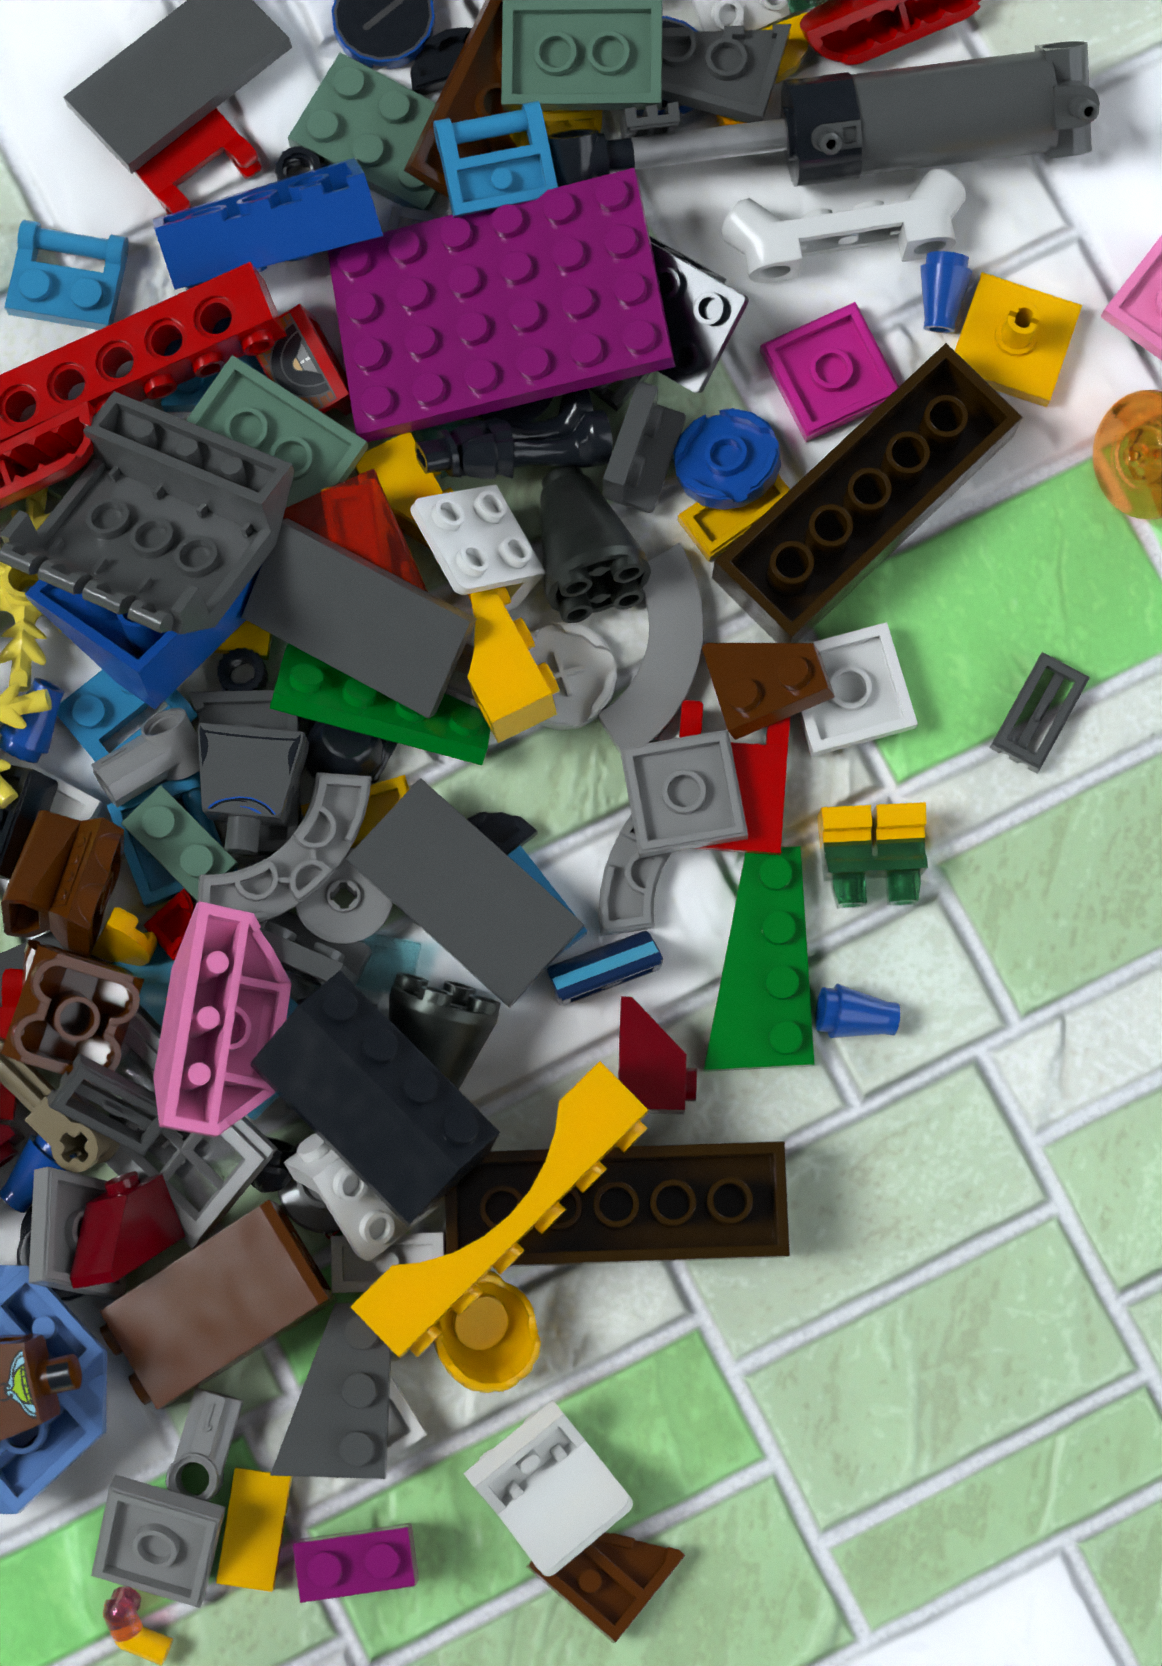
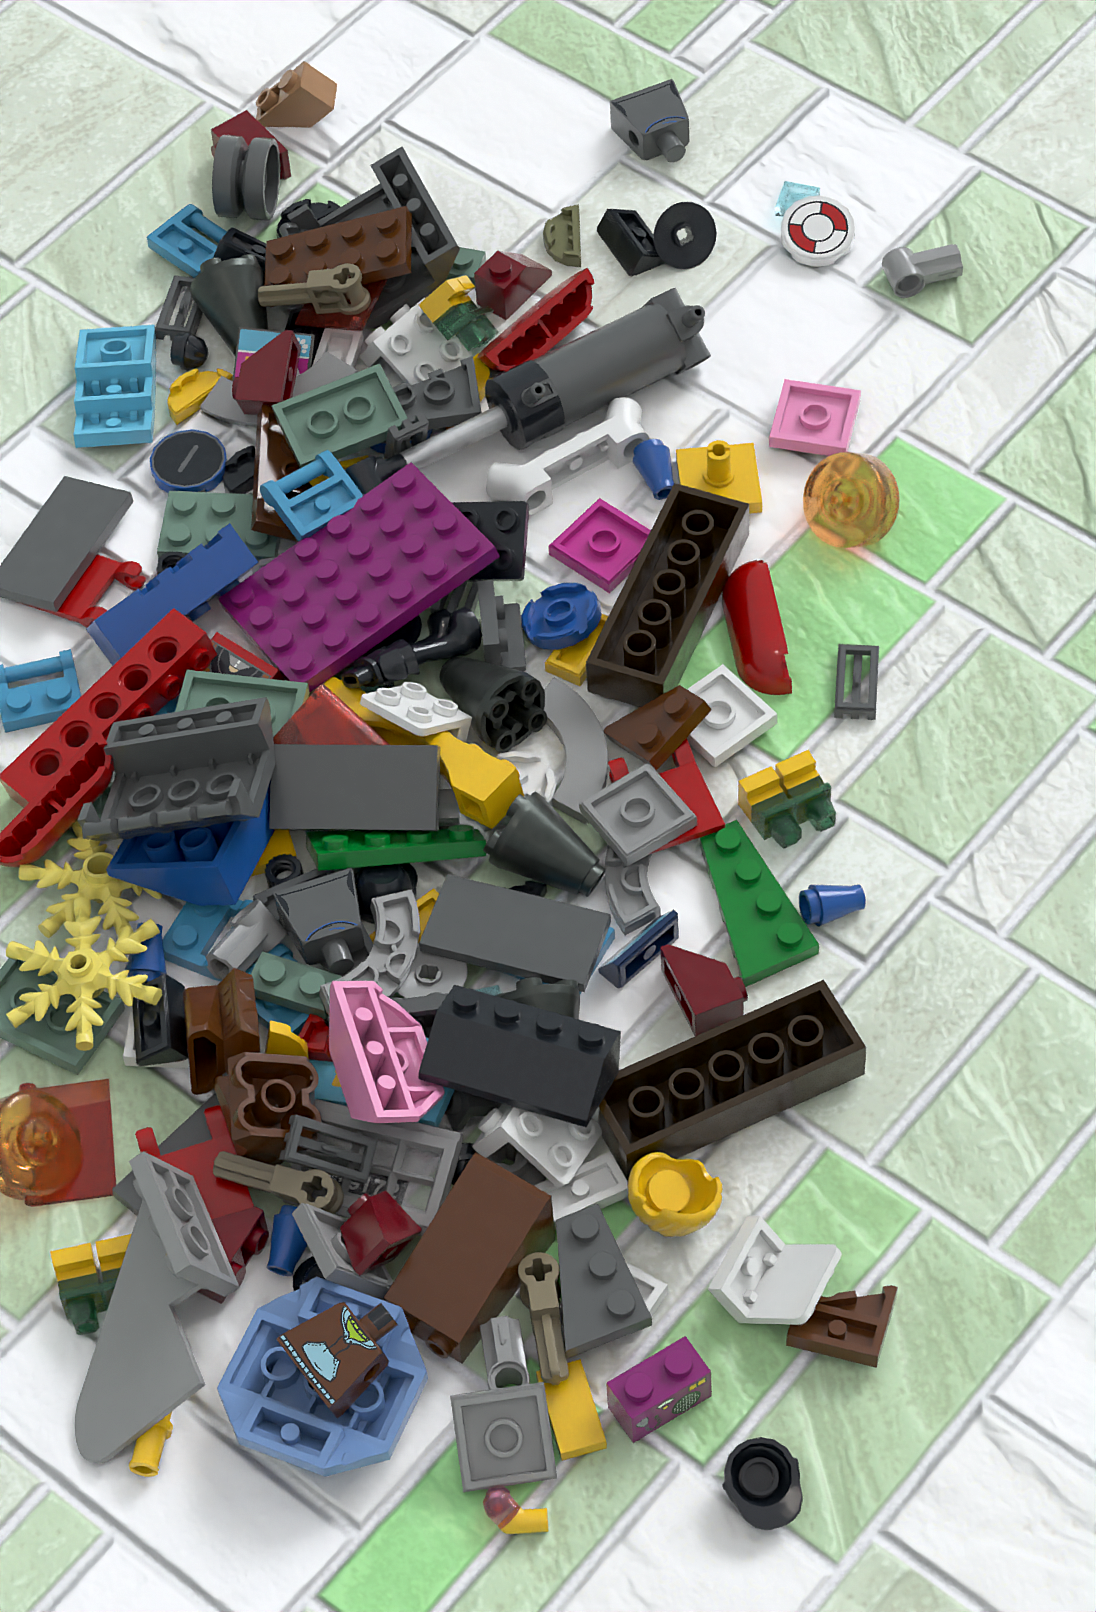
camera: 20 degrees left, 25 degrees down
(272, 1412) = (541, 1295): none -> dark tan connector
(417, 1295) = (614, 1167): yellow arch -> none
(552, 789) = (544, 848): none -> pearl dark grey cone
(954, 580) = (756, 629): none -> red brick

